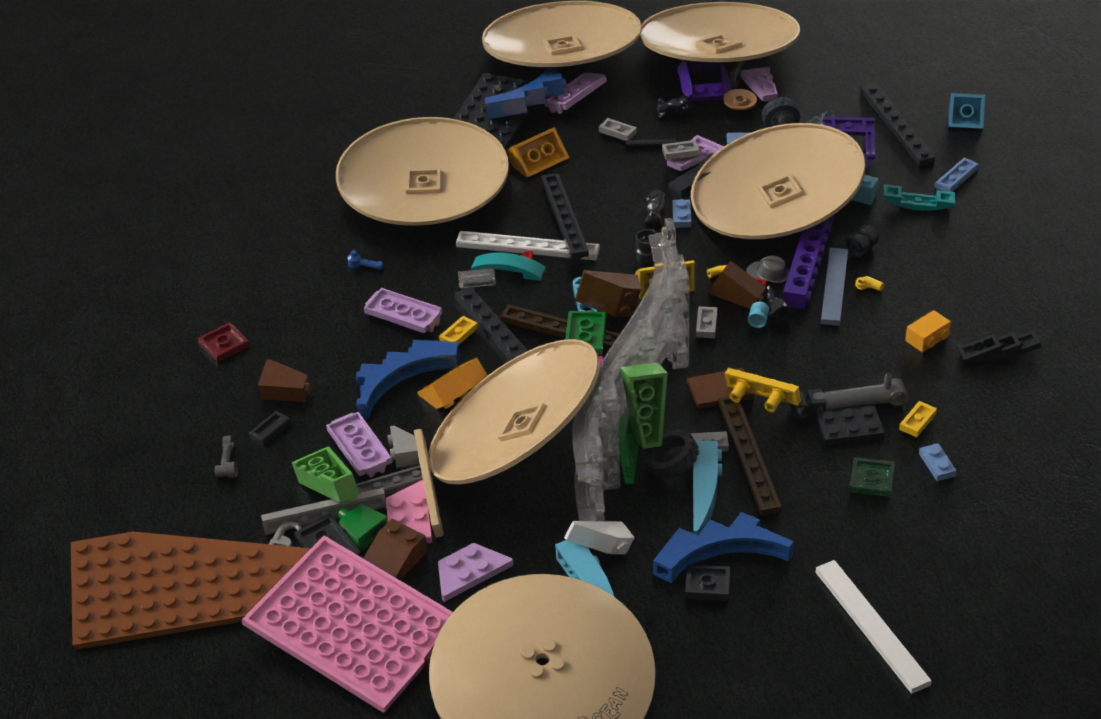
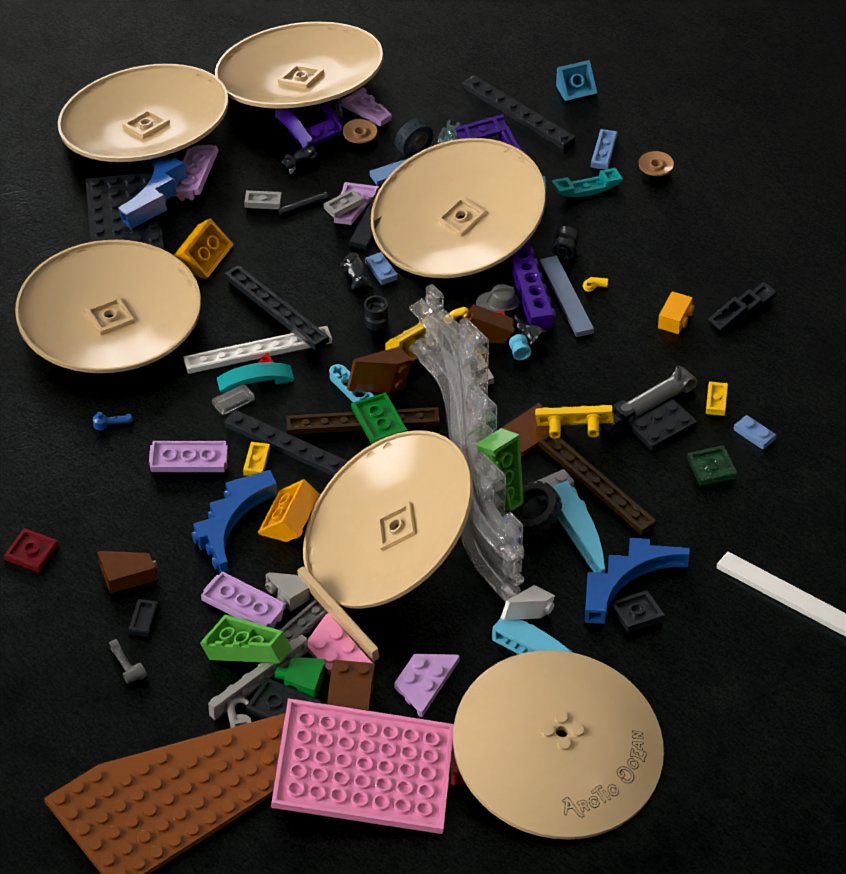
camera: 30 degrees left, 5 degrees up
(997, 199) = (656, 163): none -> medium nougat dish

